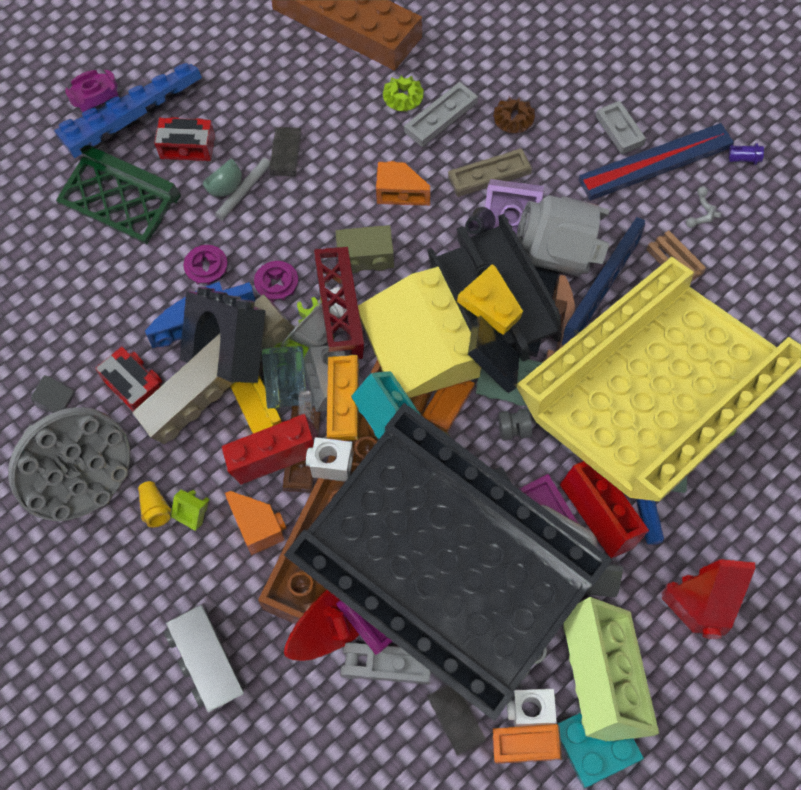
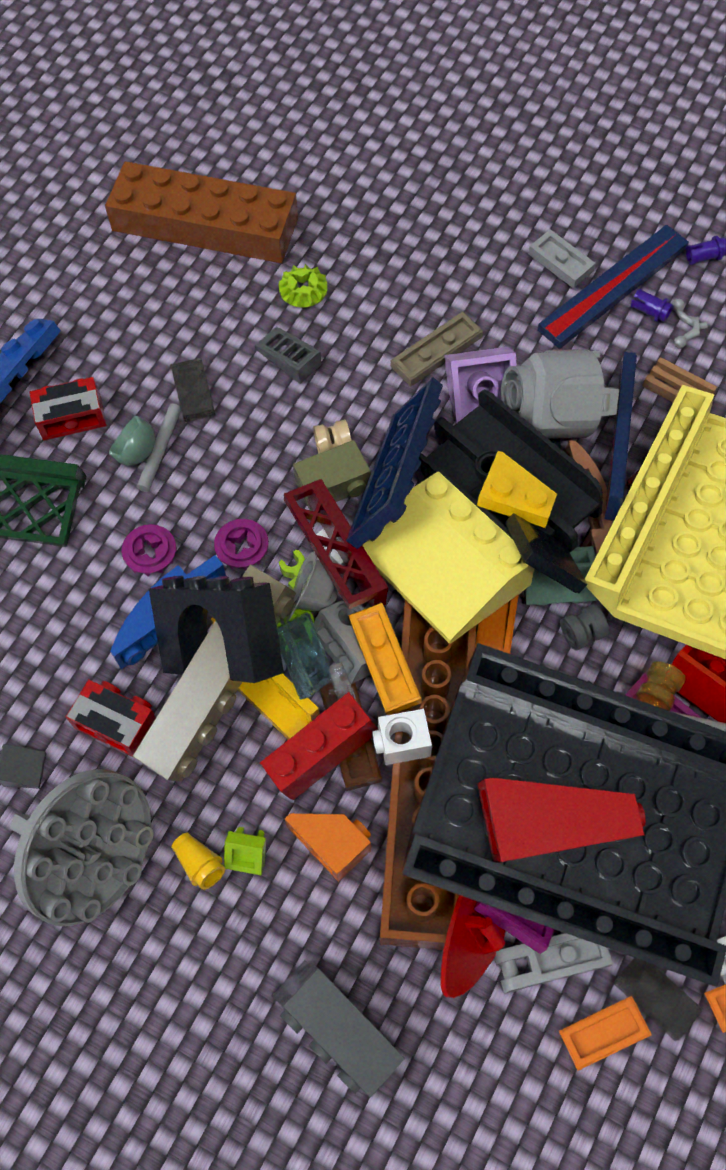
camera: 20 degrees left, 0 degrees up
(380, 399) = (439, 651): teal brick -> none
(383, 216) = (339, 433): none -> tan wheel
(385, 152) = (298, 371): none -> dark grey slope
(400, 185) = (344, 391): orange slope -> none
(403, 730) = (605, 1033): none -> orange tile
(410, 252) = (395, 465): none -> dark blue plate
(416, 554) = (549, 818): none -> red slope
(440, 114) = (356, 298): light grey plate -> none
(484, 218) = (456, 398): black cone -> none
(521, 122) = (428, 284): reddish brown gear -> none
(551, 487) = (661, 685): none -> clear yellow wheel
(680, 186) = (653, 305): none -> dark purple pin

